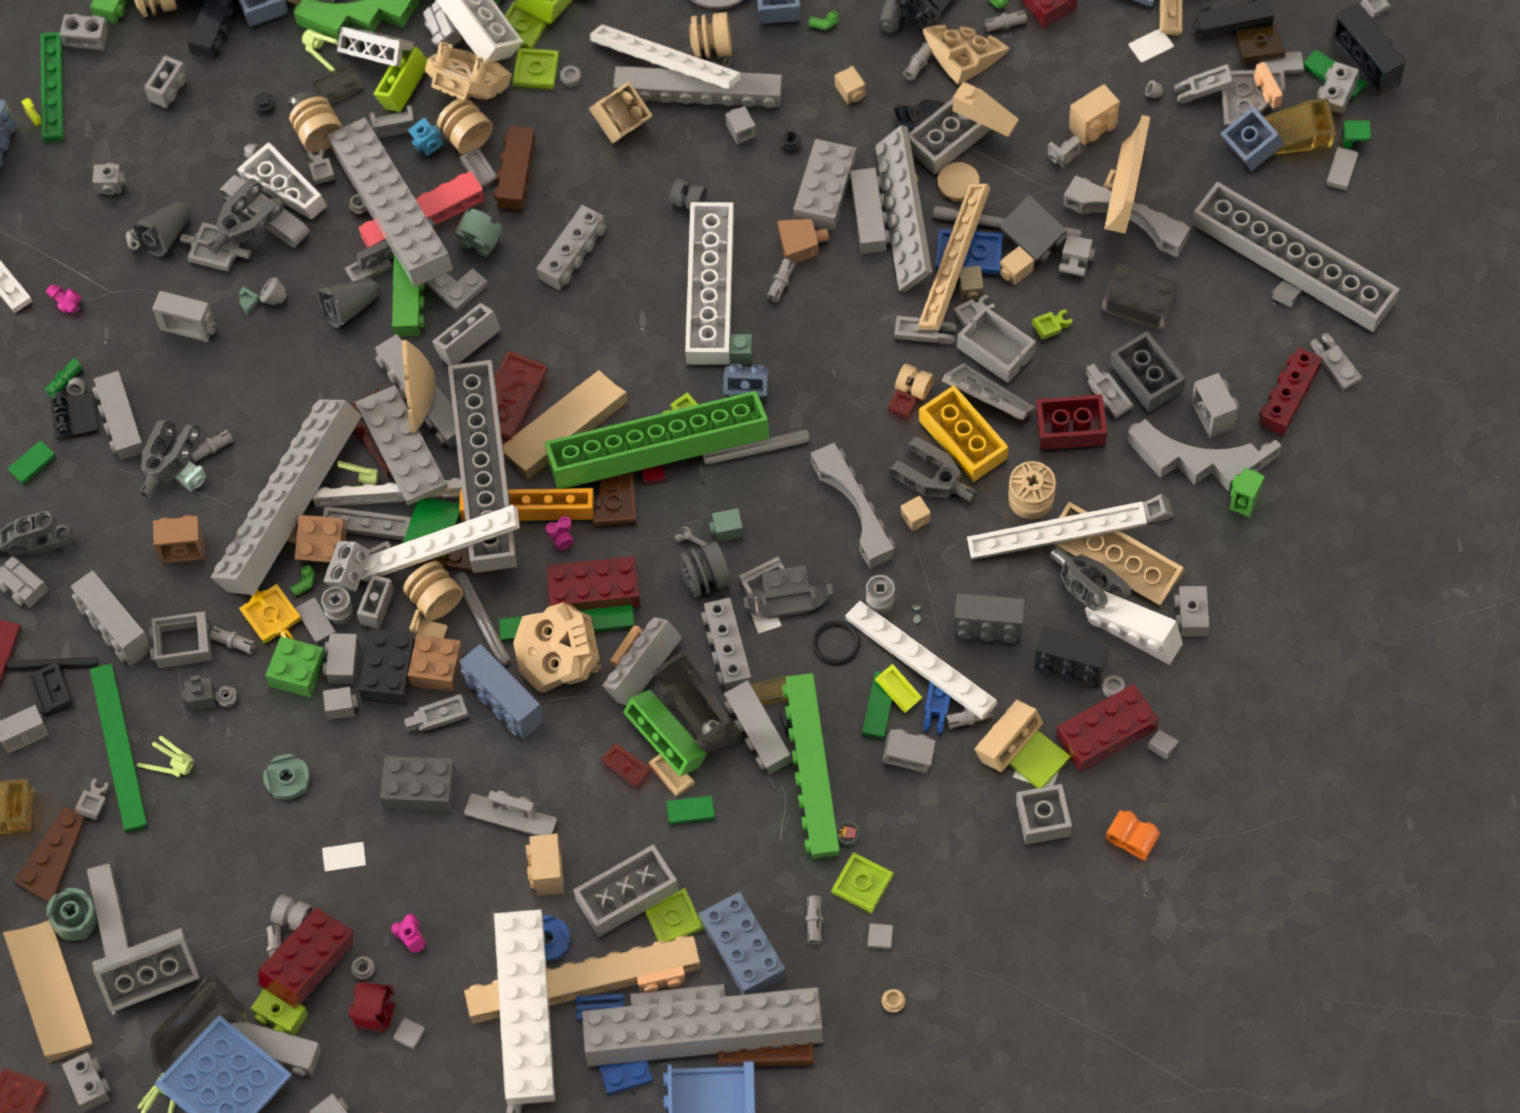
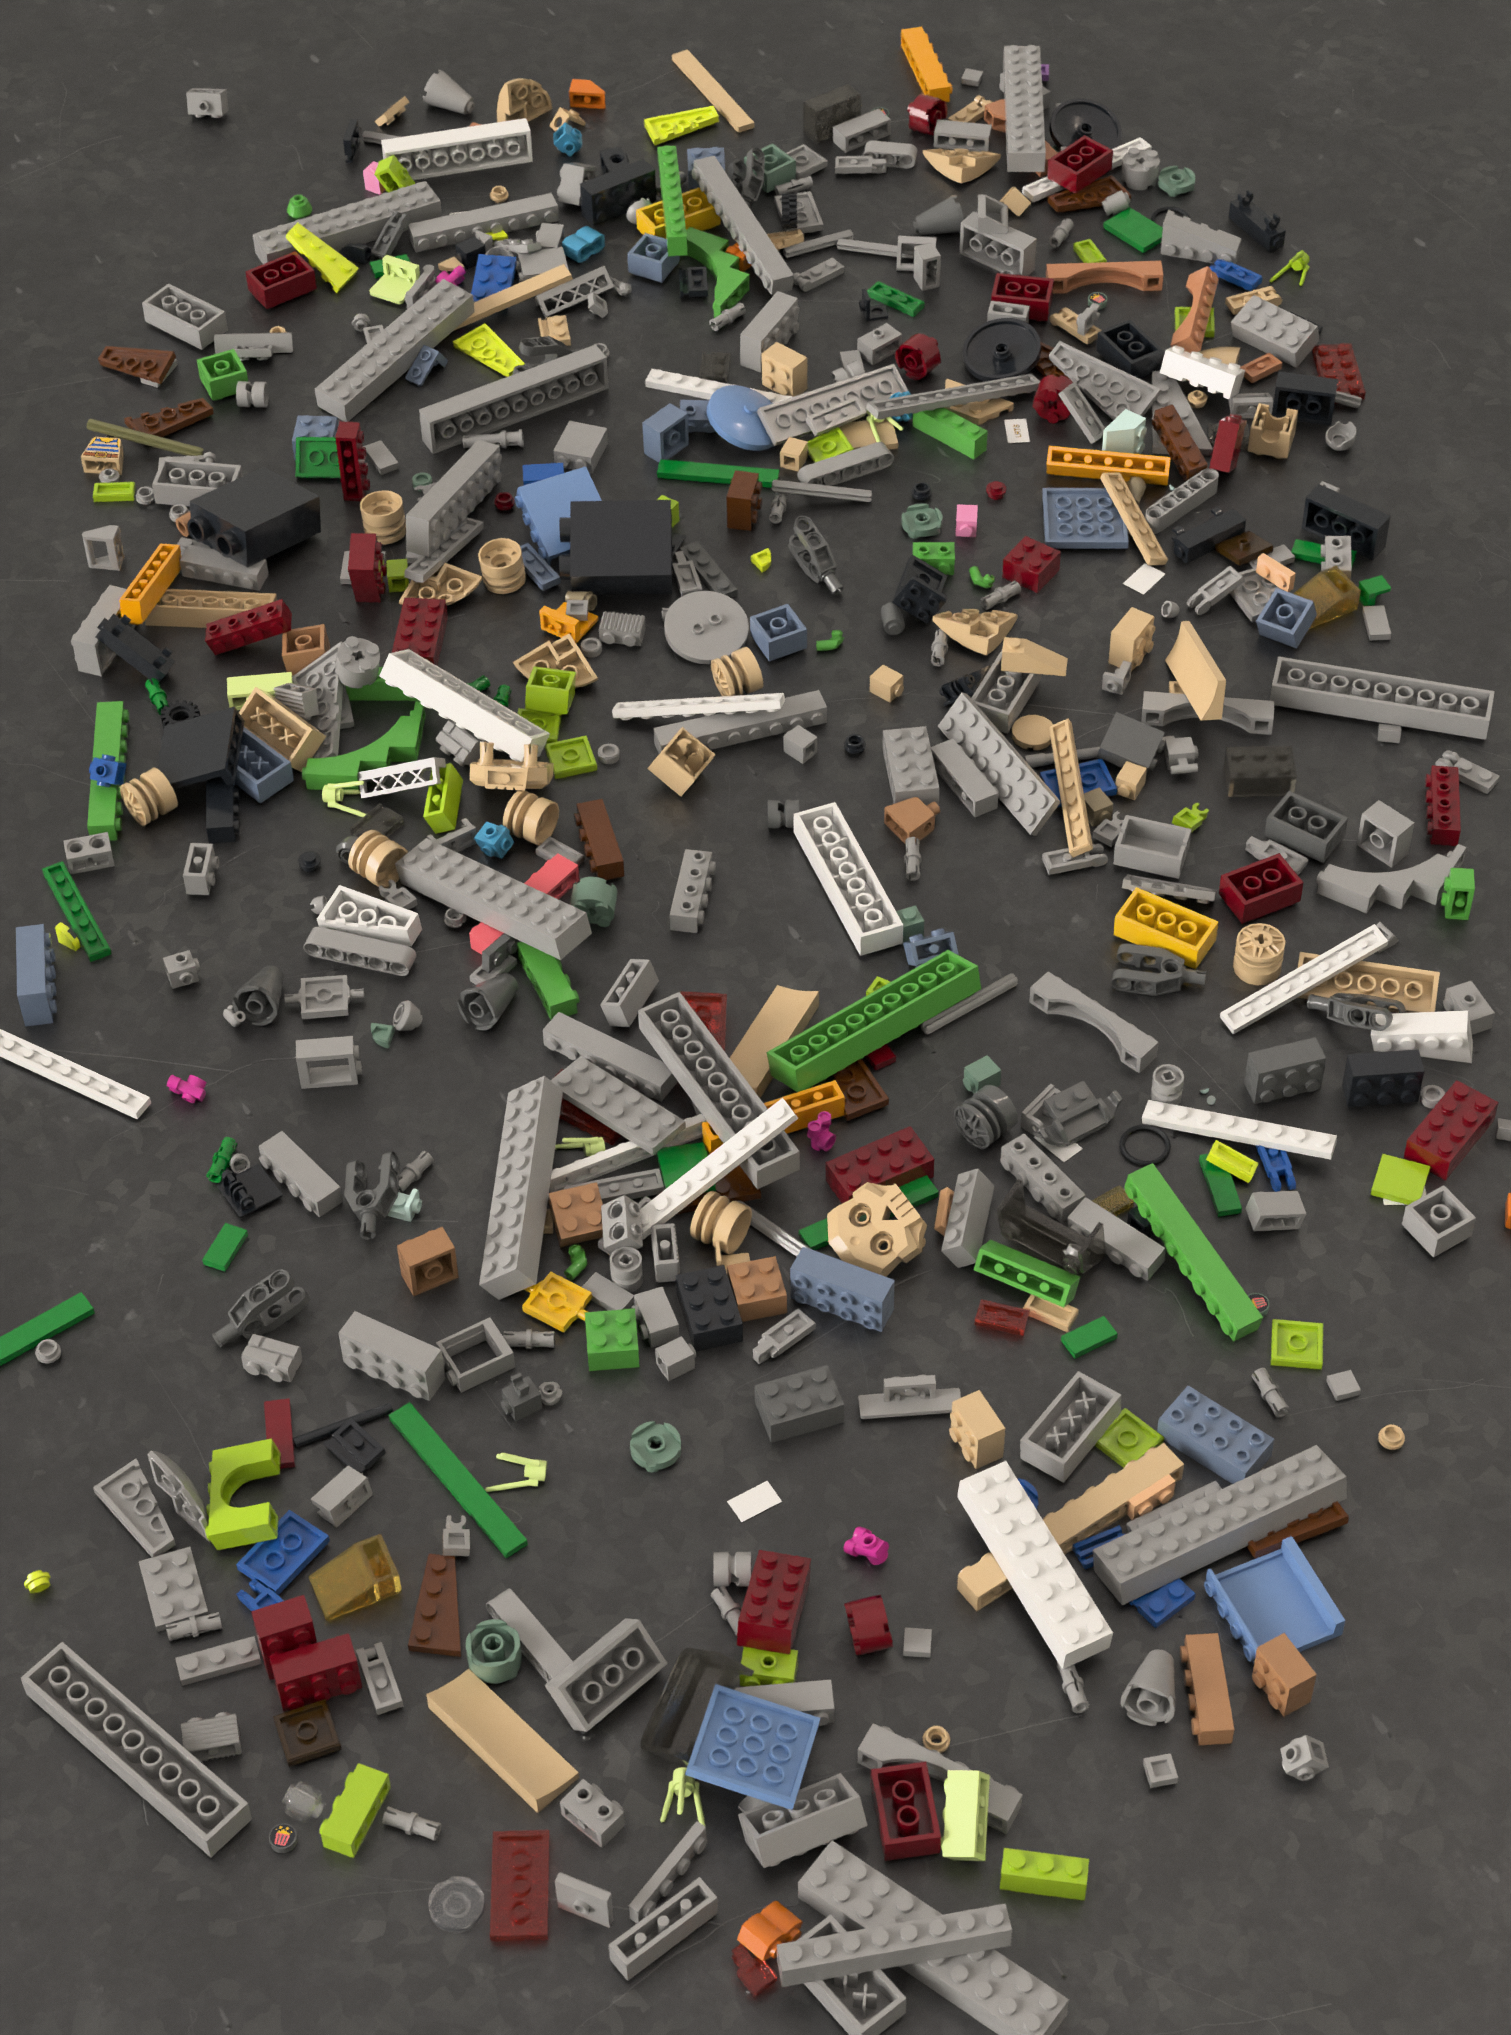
camera: 25 degrees left, 15 degrees down
(234, 207) = (342, 970): dark grey piece -> none
(359, 962) = (833, 1590): light grey plate -> none
(419, 384) = (612, 1039): tan brick -> none
(458, 292) = (595, 964): light grey plate -> none
(688, 536) = (944, 1097): light grey hand -> none
(902, 403) = (1090, 924): clear red plate -> none
(915, 513) = (1158, 1009): tan piece -> none
(921, 385) = (1100, 901): tan wheel -> none
(963, 718) = (1310, 1166): light grey pin -> none
(1008, 735) = (1363, 1166): tan brick -> none

